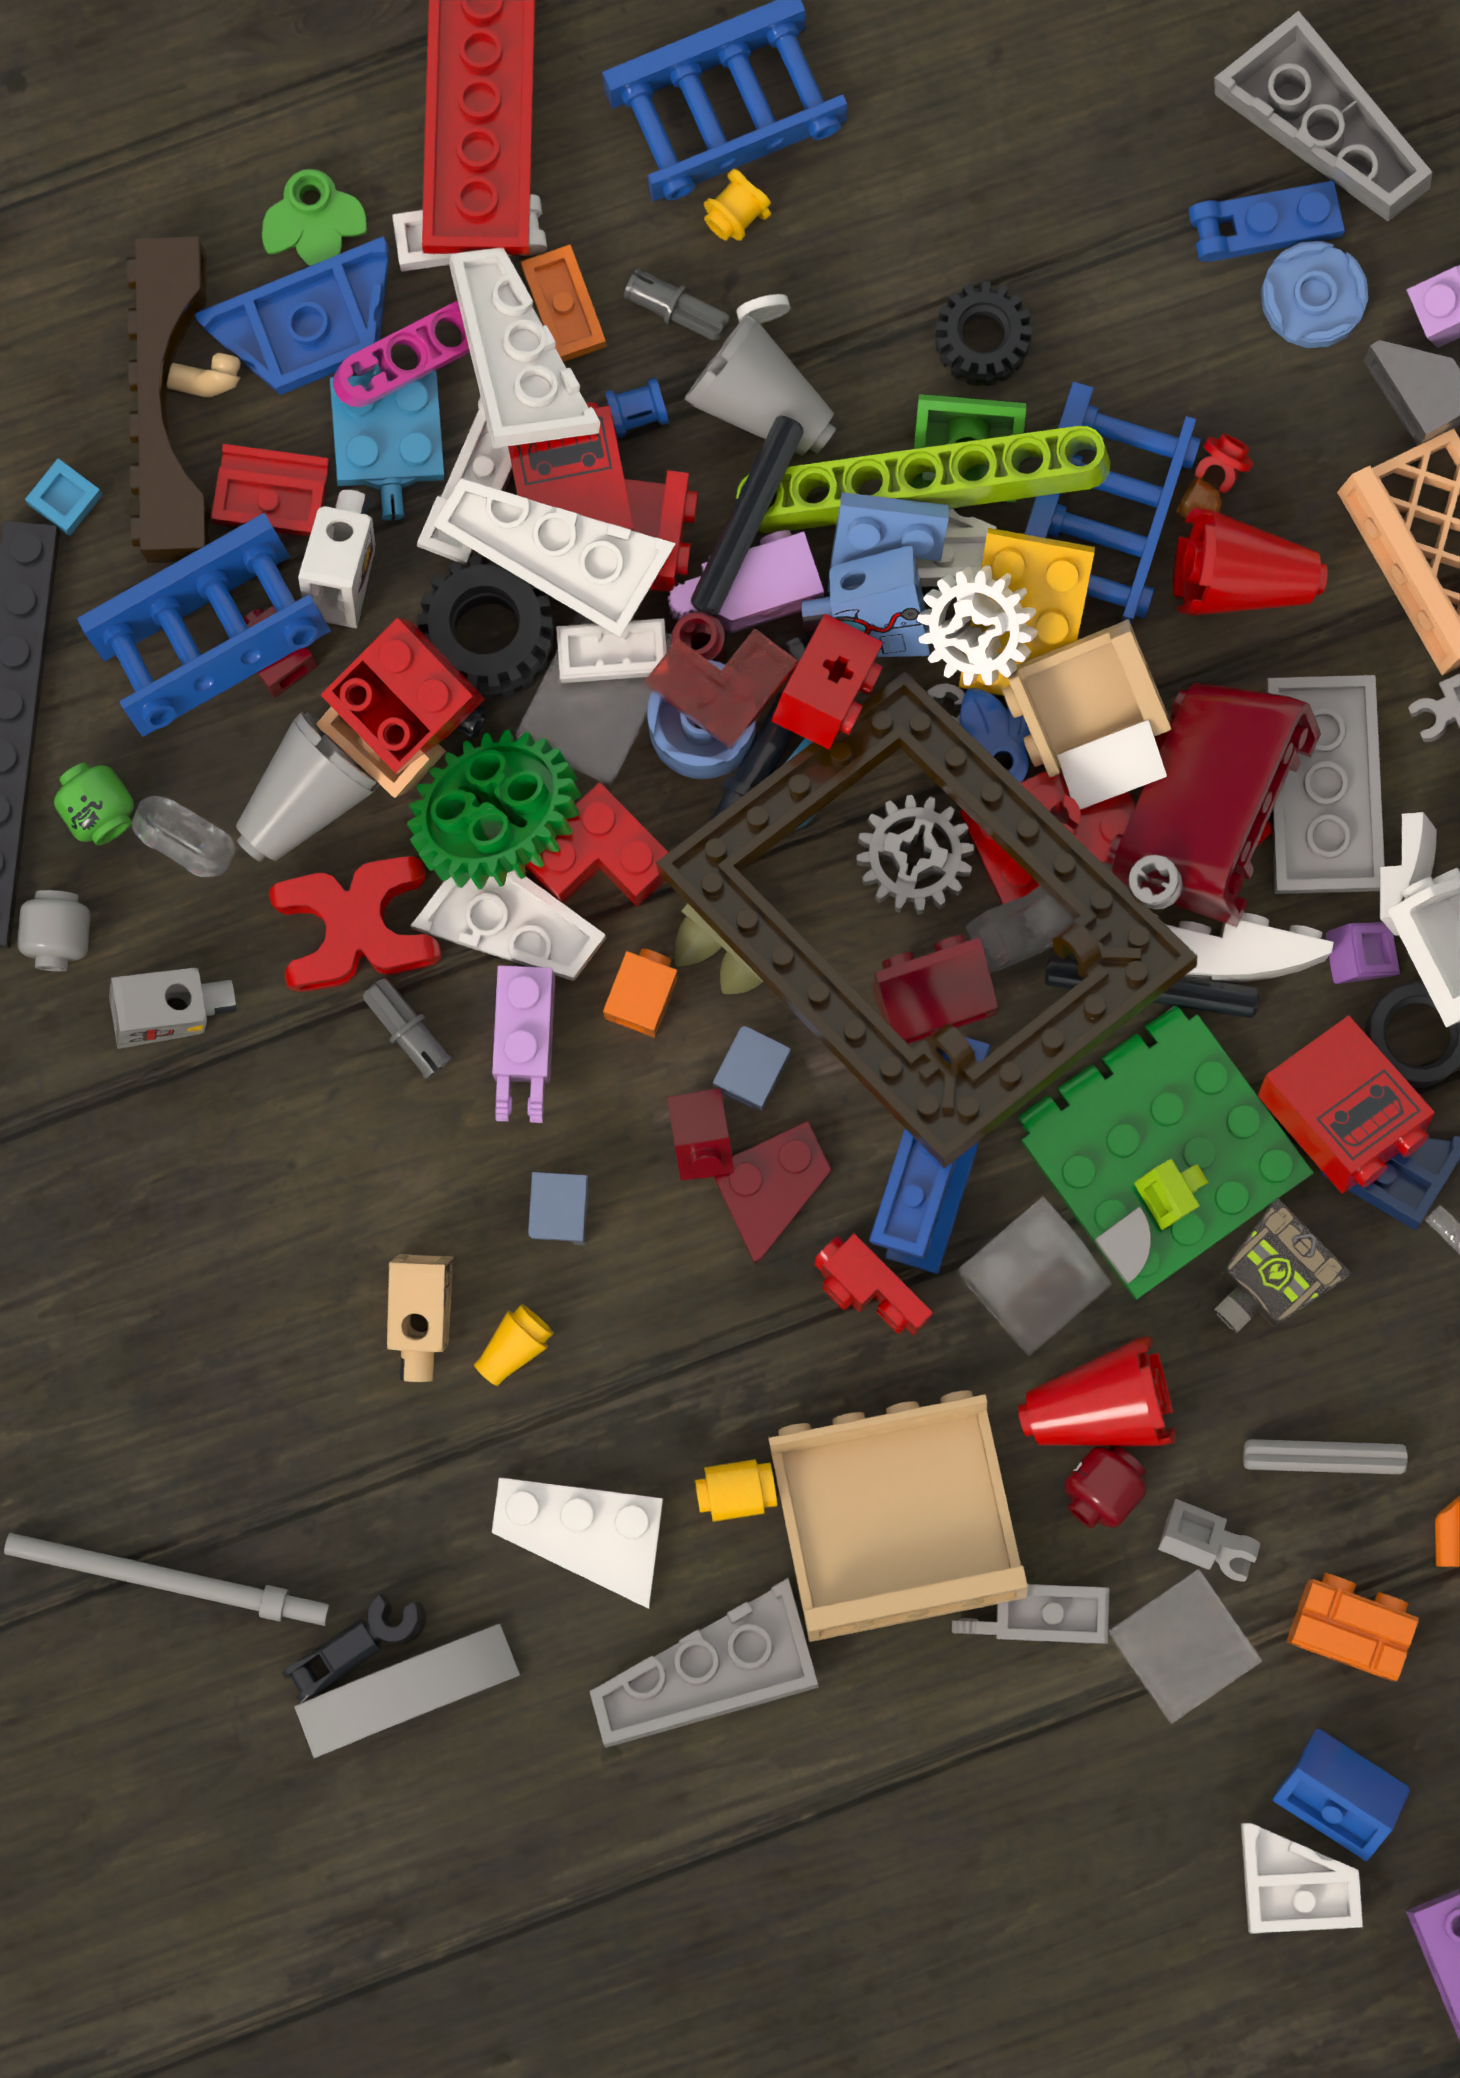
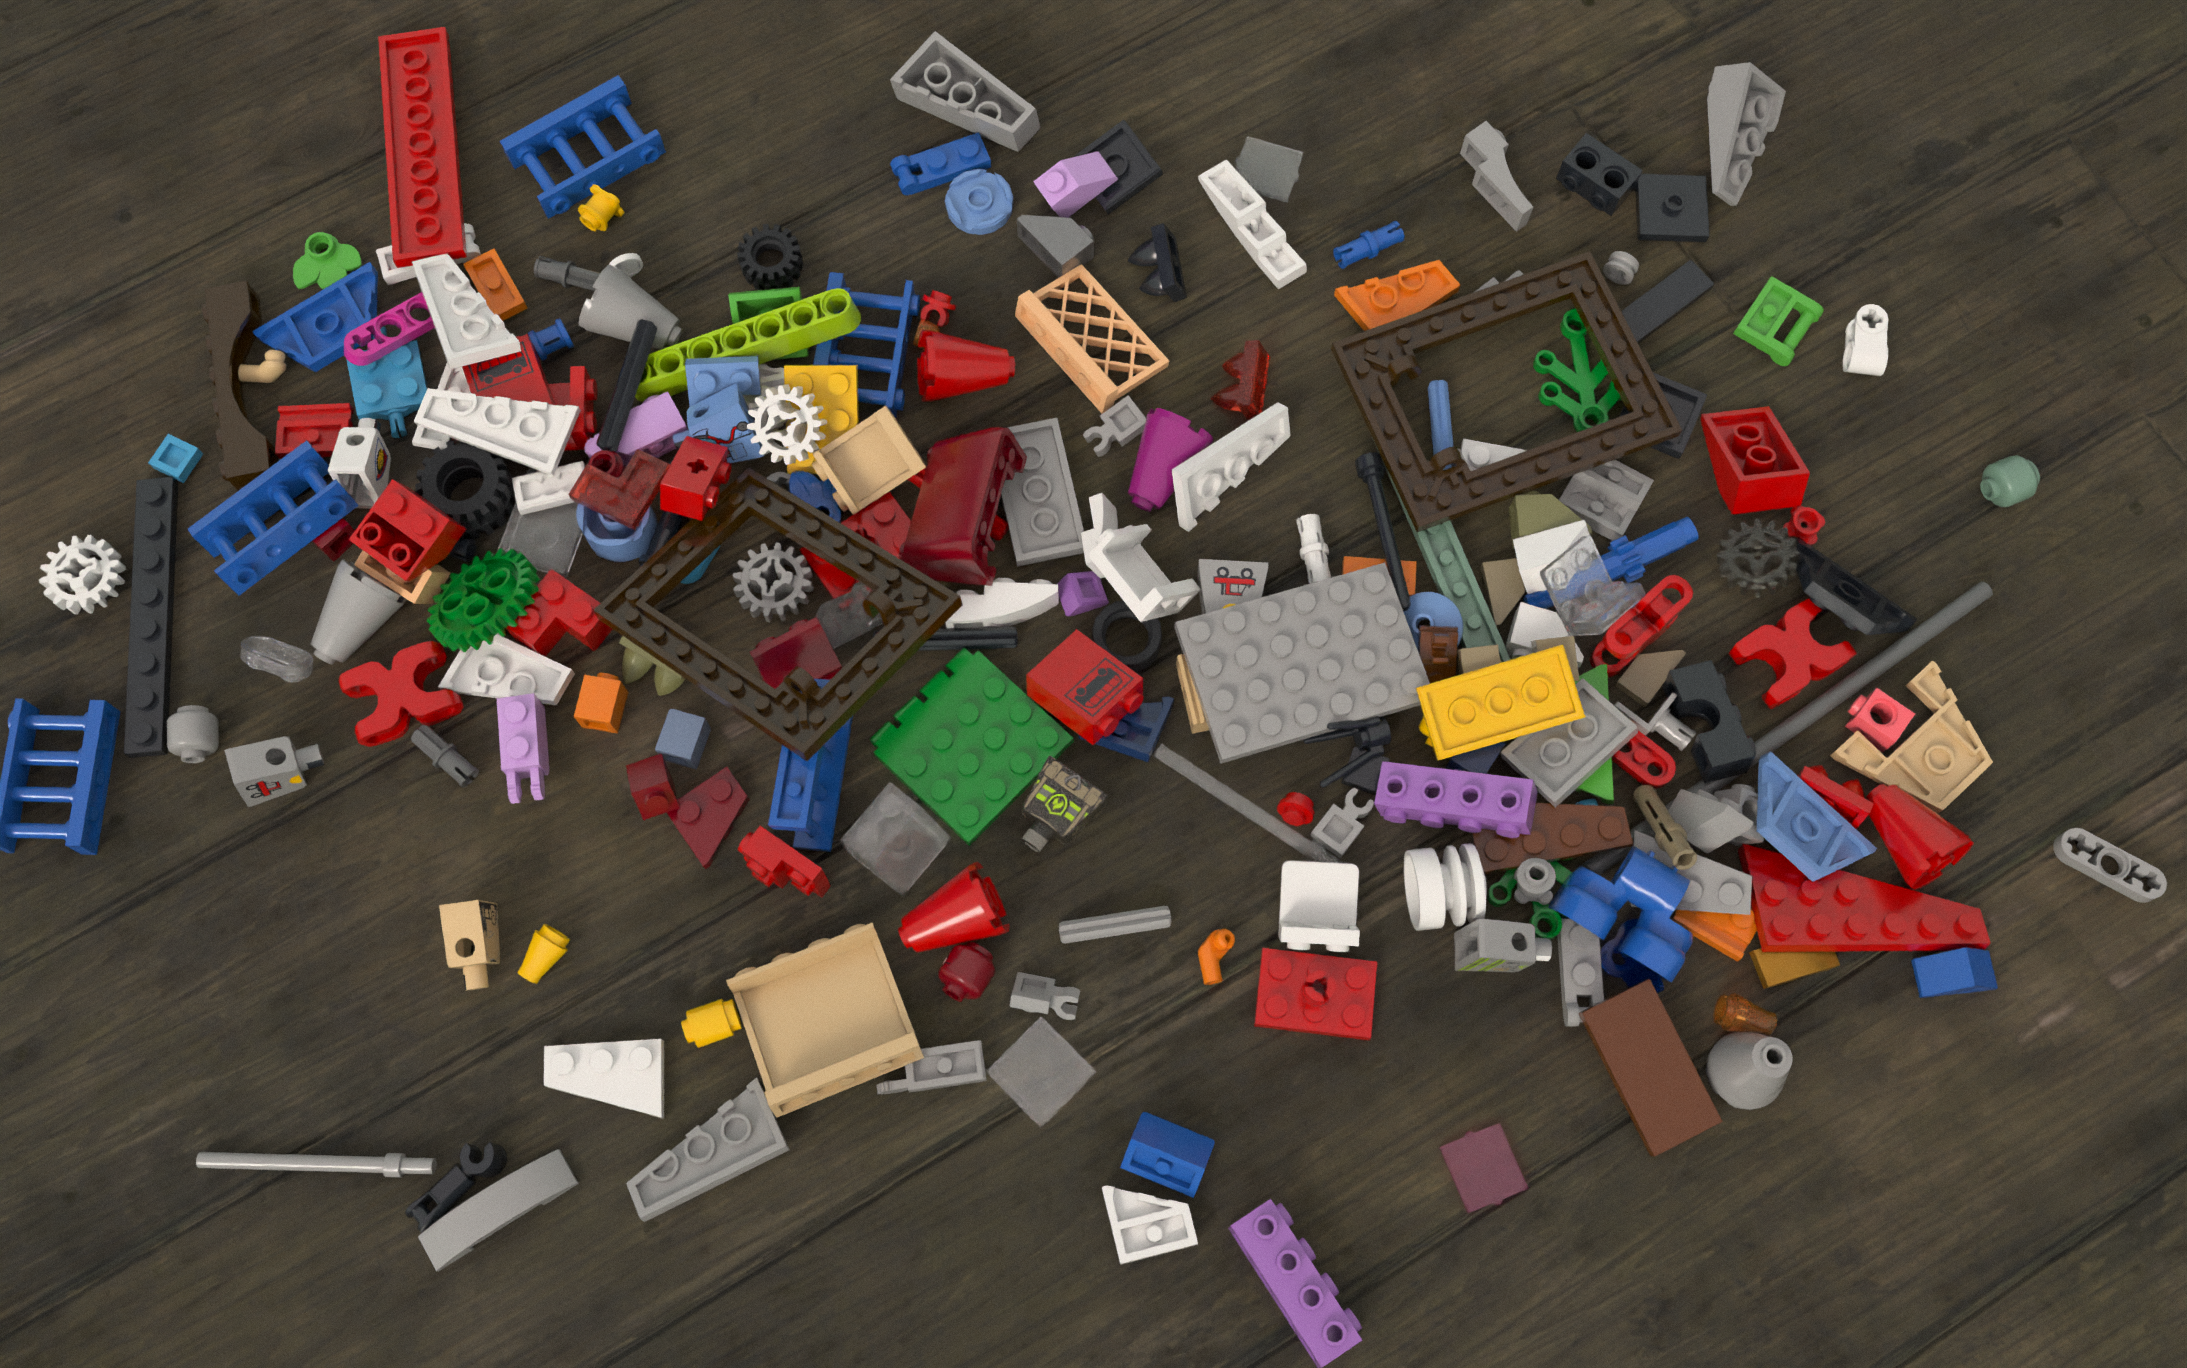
camera: 15 degrees left, 10 degrees down
(94, 803) = (212, 646): bright green head -> none
(558, 1207) = (562, 852): sand blue panel -> none
(1112, 765) = (892, 498): white sticker -> none
(1127, 1244) = (953, 805): light grey tile -> none
(1166, 868) = (938, 557): light grey bush -> none
(1170, 1192) = (976, 763): lime tile -> none
(1353, 1628) = (1154, 1035): orange brick -> none

